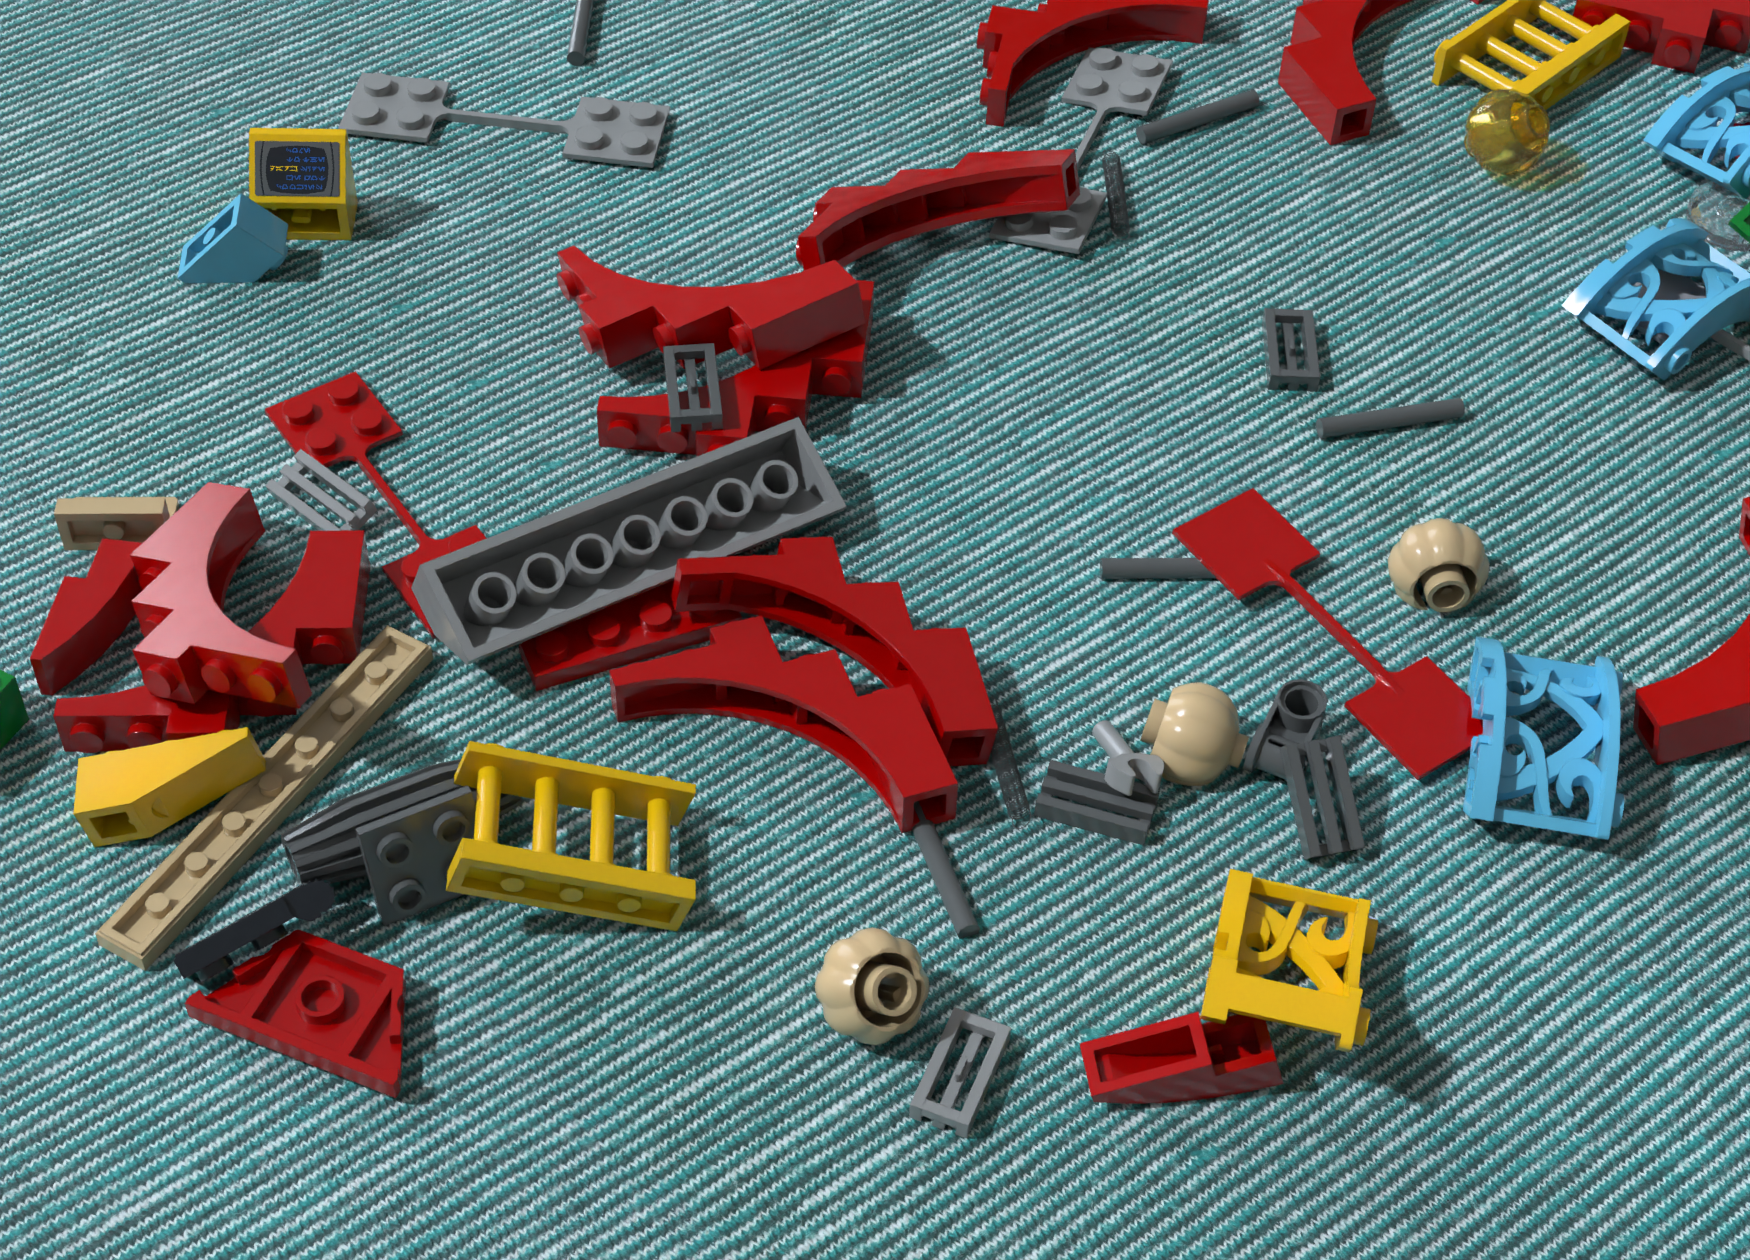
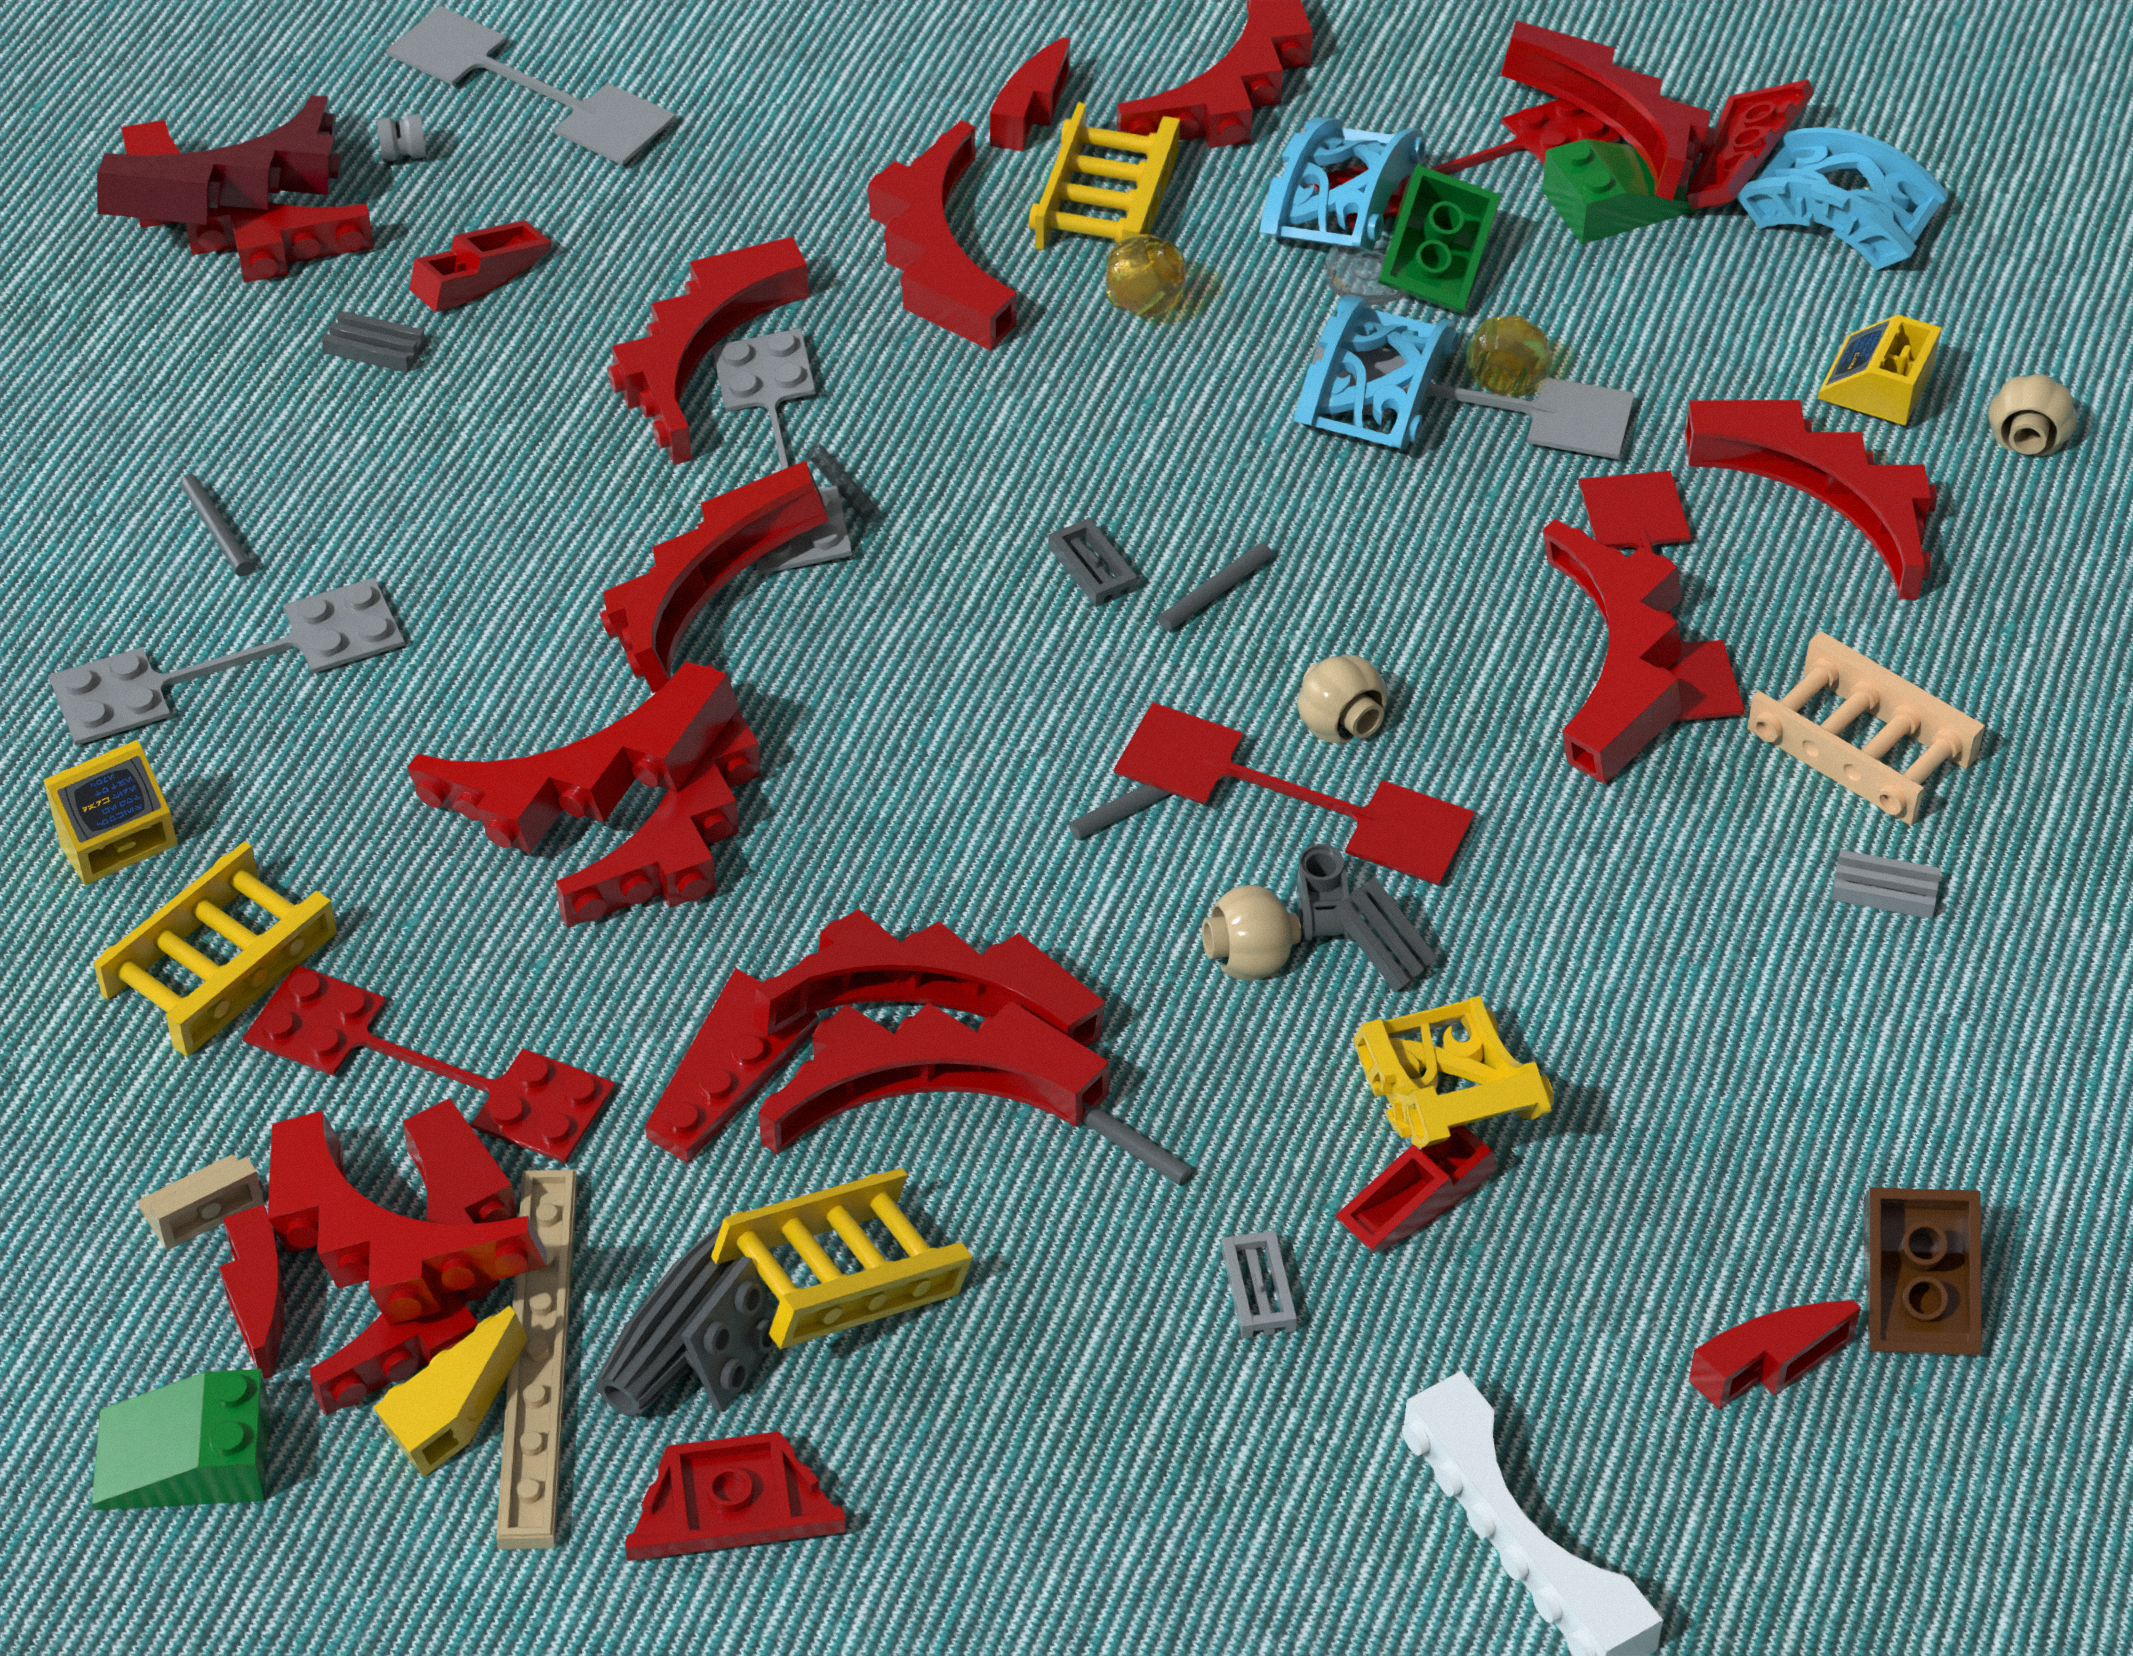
camera: 30 degrees left, 0 degrees up
(235, 245) = (85, 901): medium azure slope -> none
(258, 927) = (634, 1462): black hinge -> none
(294, 476) = (379, 1072): light grey tile -> none
(303, 359) = (226, 987): none -> yellow fence
(624, 541) = (686, 1001): light grey slope -> none
(695, 414) = (655, 860): dark grey tile -> none
(872, 986) = (1157, 1251): tan plant -> none
(1010, 774) = (1135, 1034): dark grey piece -> none
(1096, 794) = (1208, 1018): dark grey tile -> none
(1125, 764) = (1220, 985): light grey bar -> none
(1197, 116) = (860, 374): dark grey bar -> none
(1495, 775) = (1526, 749): medium azure fence -> none

